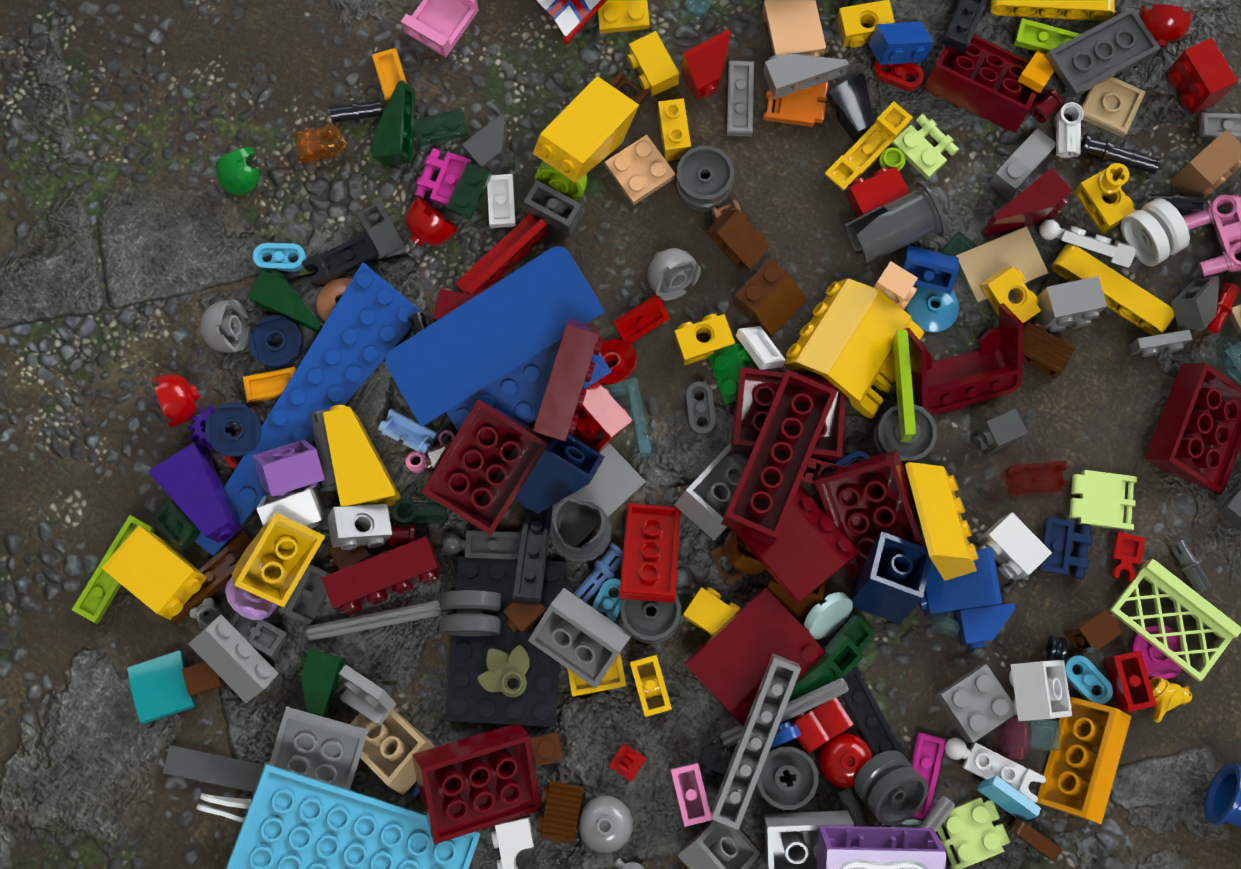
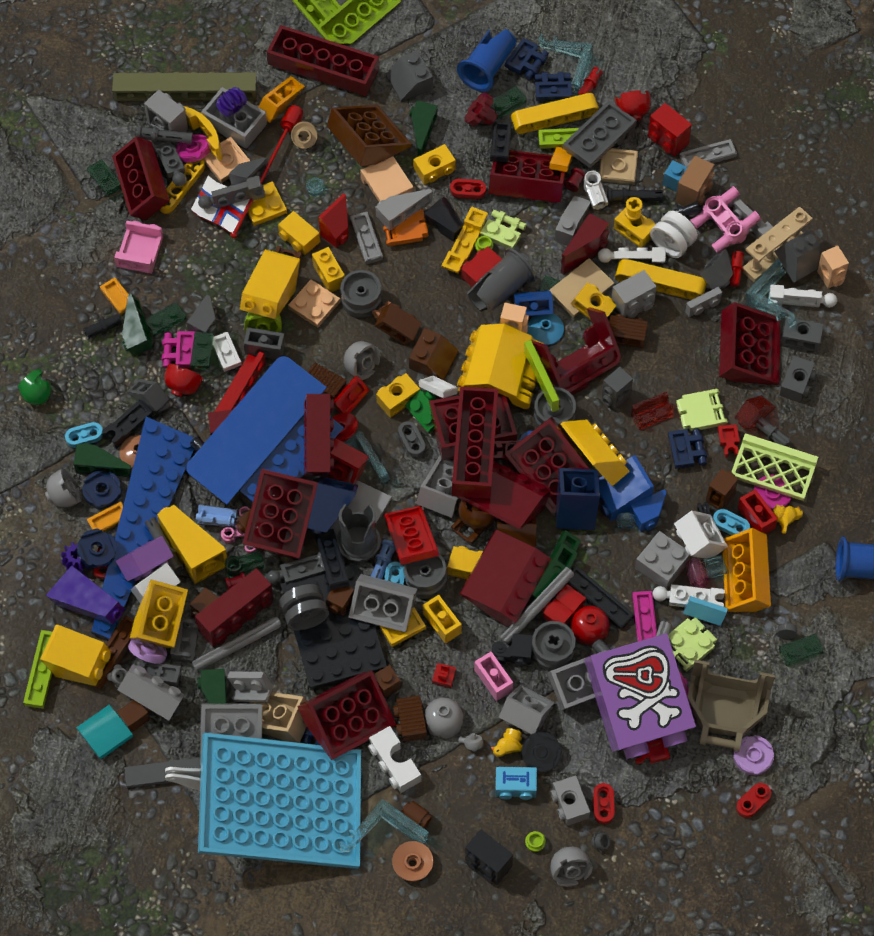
camera: 20 degrees left, 15 degrees down
(176, 398) = (45, 545): red cylinder -> none
(176, 526) = (79, 623): clear green plate -> none
(318, 144) = (83, 355): clear orange piece -> none
(371, 517) = (207, 579): light grey brick -> none
(503, 668) = (339, 639): olive plate -> none
(613, 289) = (331, 380): none -> reddish brown brick
(755, 741) = (523, 620): light grey brick -> none
(785, 733) = (541, 616): blue plate -> none
(829, 616) = (545, 535): light aqua tile -> none
(890, 787) = (623, 624): dark grey wheel -> none
(900, 43) = (462, 168): blue brick -> none
(1014, 547) = (653, 454): white brick -> none
(1035, 840) = (732, 631): reddish brown beam -> none
(1175, 527) = (753, 410): none -> clear red slope
(1185, 146) = (673, 175): none -> dark azure brick

